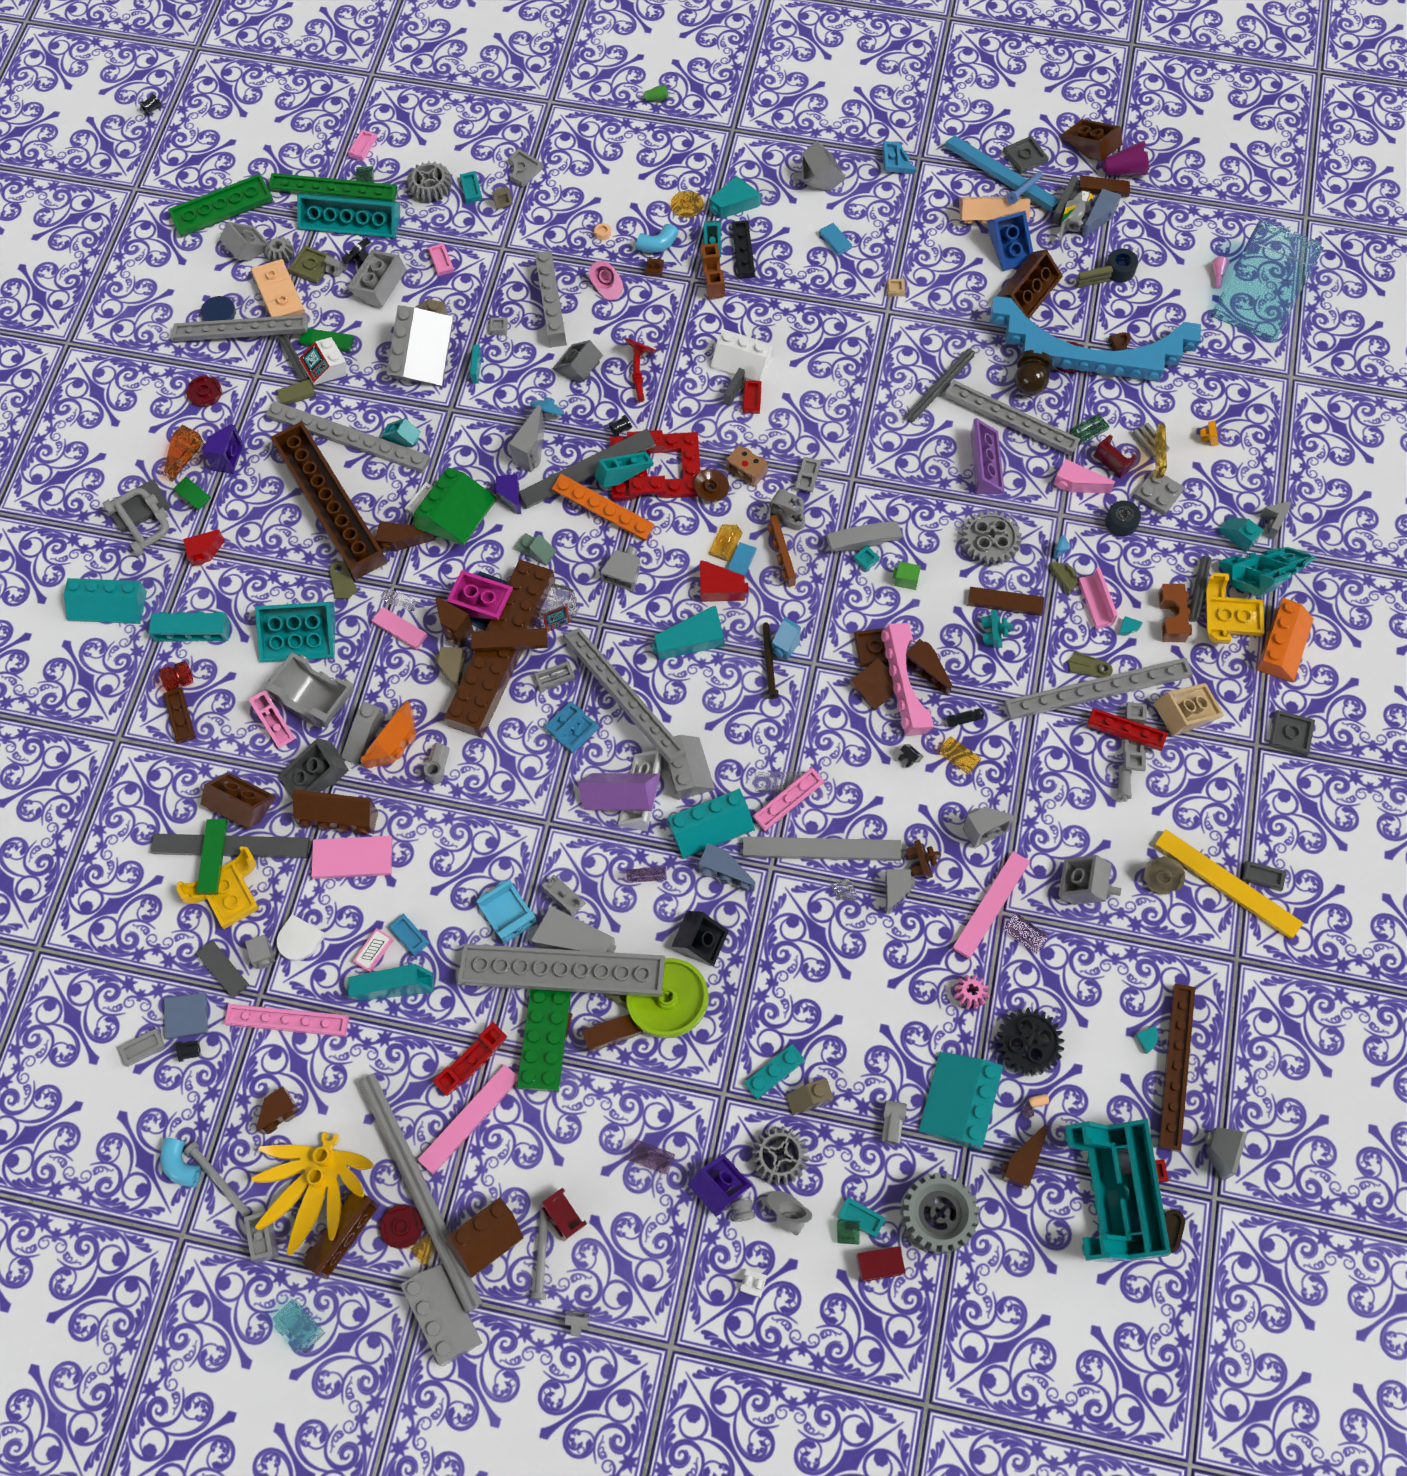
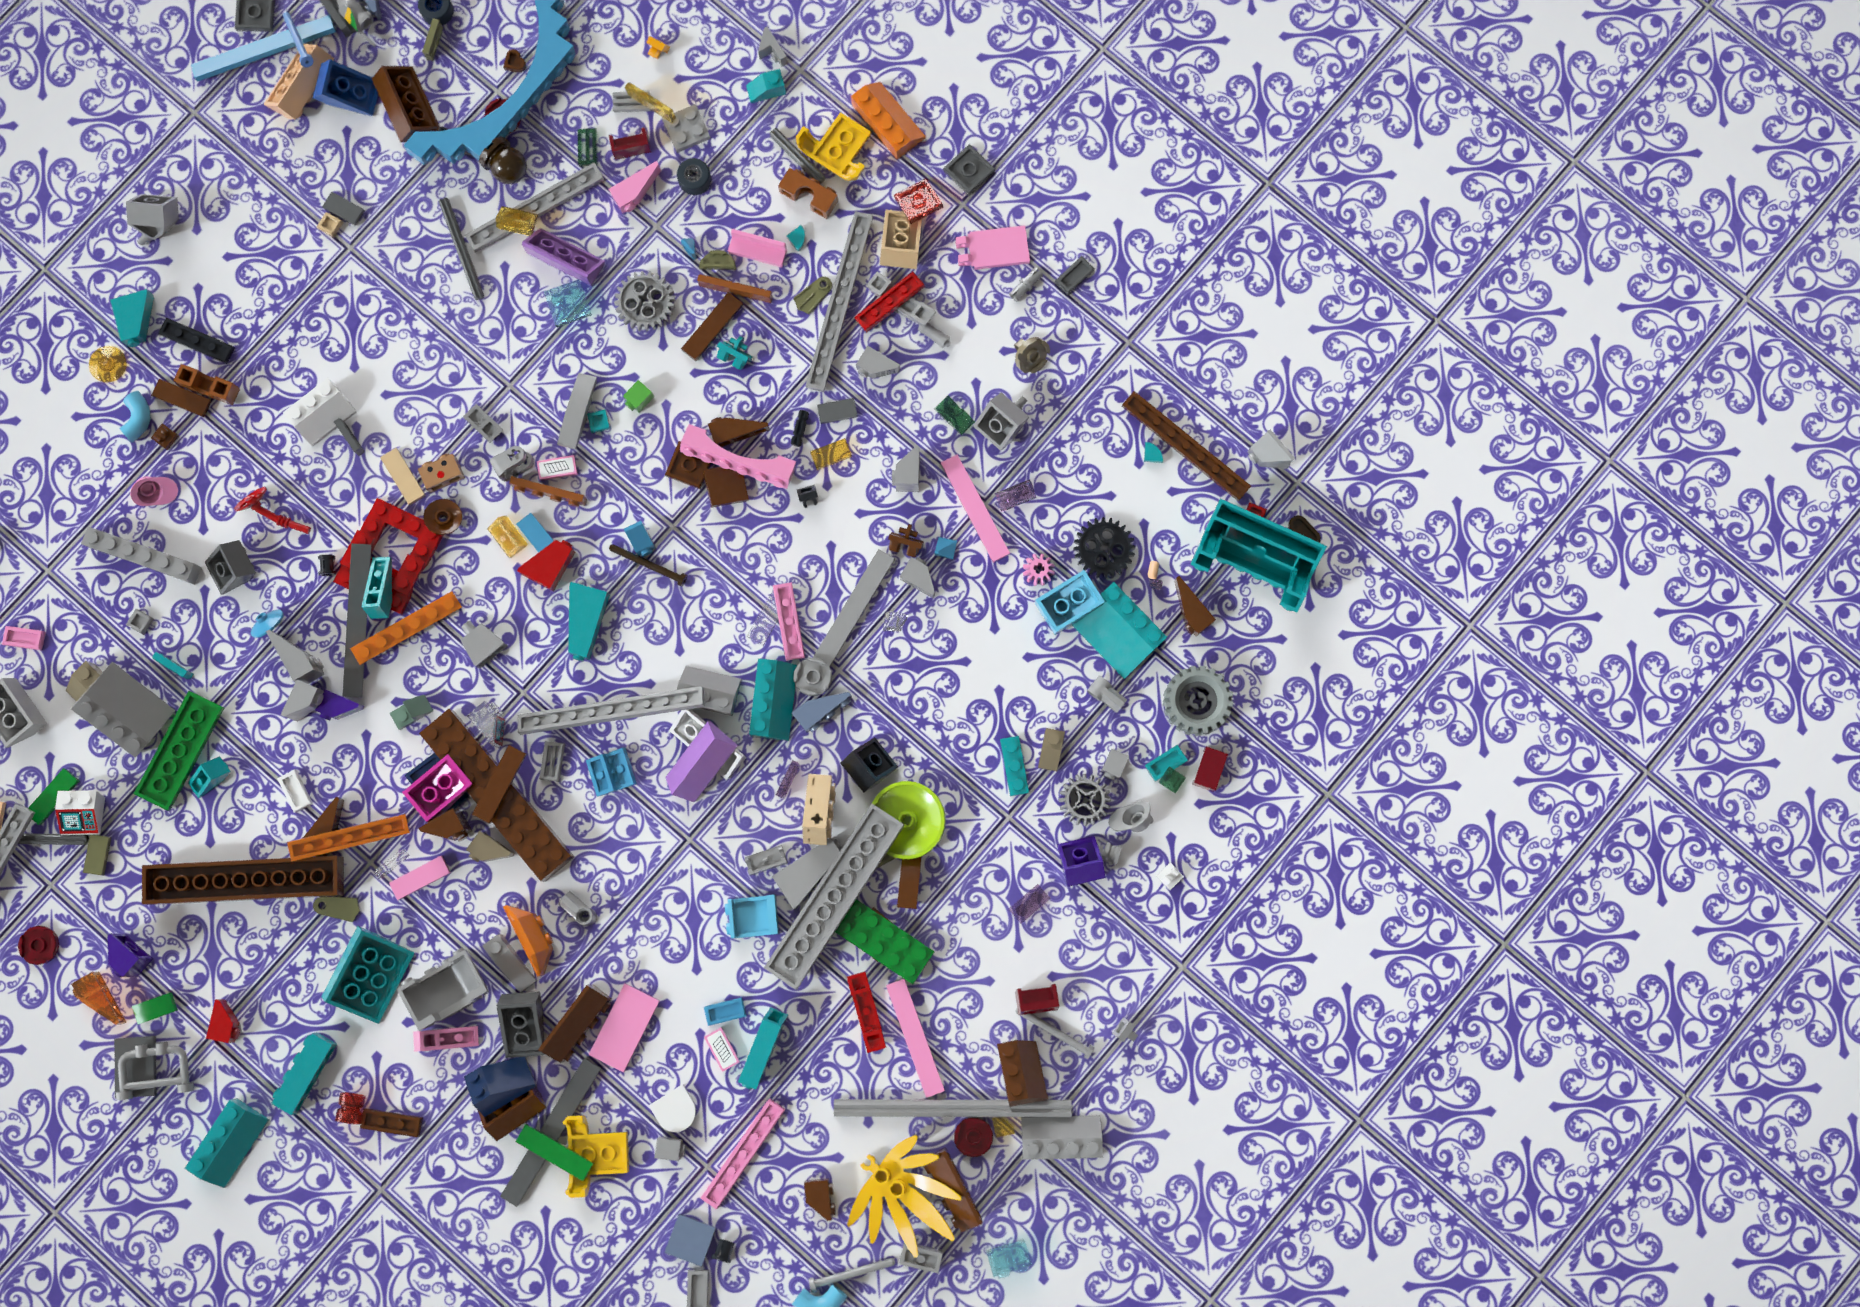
camera: 60 degrees left, 15 degrees up
(222, 969) = (665, 1189): dark grey tile -> none
(250, 777) = (499, 1084): none -> dark blue slope
(349, 437) = (179, 828): light grey plate -> none
(403, 554) = (348, 837): none -> orange plate
(410, 403) = (179, 751): none -> green plate
(453, 507) = (326, 765): green slope -> none
(496, 461) = (302, 701): none -> light grey slope
(602, 231) = (90, 463): light nougat tile -> none
(632, 911) = (818, 809): none -> tan piece
(691, 262) = (181, 398): none -> reddish brown tile
(712, 233) = (163, 361): teal slope -> none
(726, 441) = (402, 476): none -> tan tile
(751, 845) = (812, 676): none -> light grey tile
(752, 397) = (368, 426): red tile -> none
(806, 548) = (557, 467): none -> tile
(830, 1166) = (1114, 764): none -> light grey brick
(835, 239) = (239, 247): dark azure tile -> none
(896, 159) = (182, 136): dark azure wing -> none
(915, 289) = (343, 208): none -> dark grey tile
(938, 898) = (945, 548): none -> dark azure slope
(949, 482) = (567, 303): none -> clear light blue plate
(957, 1035) = (1069, 602): none -> medium azure slope
(990, 408) = (516, 221): none -> clear yellow slope
(1001, 740) = (837, 411): none -> dark grey tile
(1050, 600) = (735, 288): none -> dark orange tile
(1063, 748) = (875, 364): none -> light grey slope
(1064, 839) = (954, 415): none -> clear green slope
(1225, 837) = (1025, 284): none -> light grey pin
(1229, 884) = (1064, 308): yellow tile -> none
(1233, 704) = (918, 201): none -> clear red tile
(1237, 792) = (994, 248): none -> bright pink tile
(1265, 572) = (817, 90): teal wedge -> none

